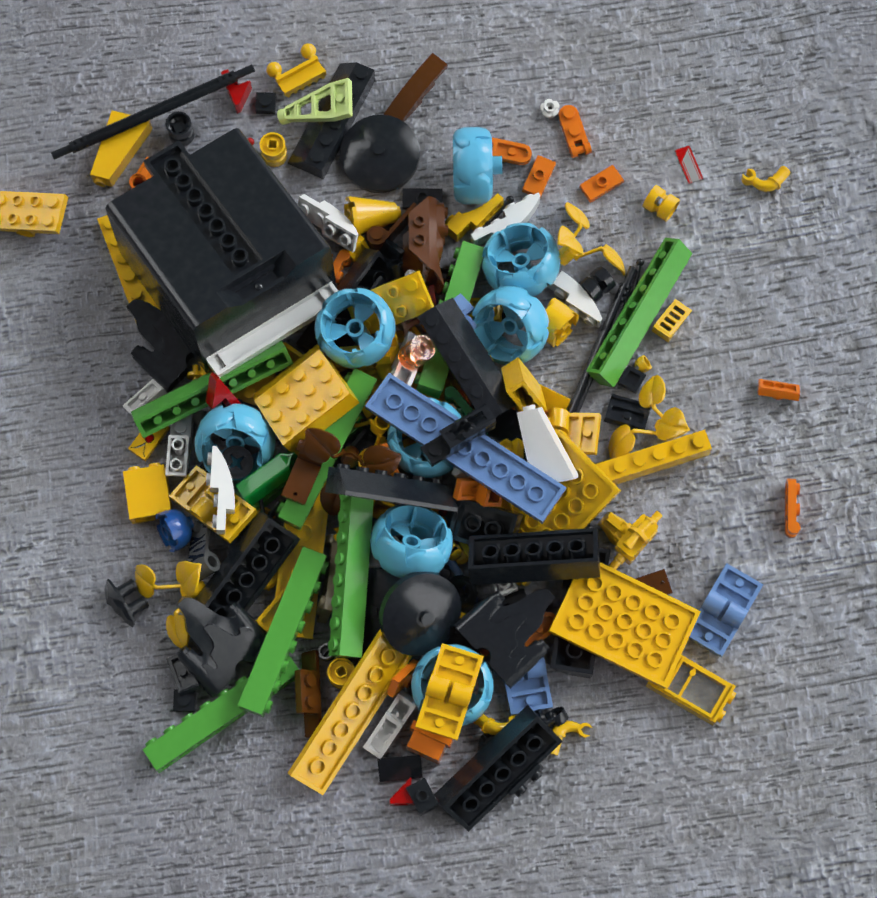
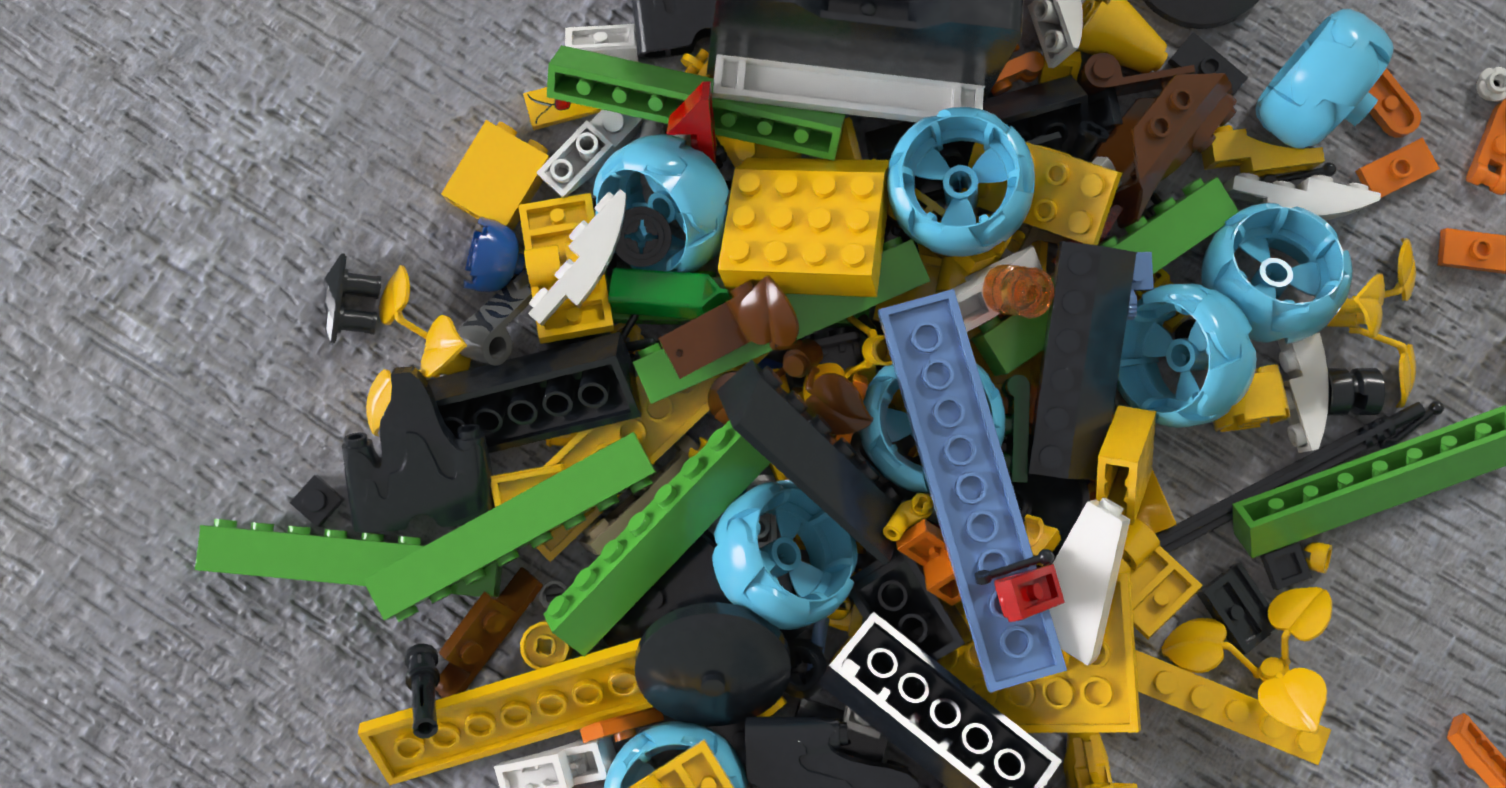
camera: 35 degrees right, 10 degrees up
(183, 679) = (330, 478): black plate -> none
(300, 732) = (422, 680): none -> black pin
(449, 482) = (907, 515): none -> yellow arm
(458, 434) = (977, 468): black plate -> none
(518, 449) = (984, 576): none -> black hinge
(522, 467) = (1029, 592): none -> red slope
(661, 331) = (1385, 534): yellow slope -> none

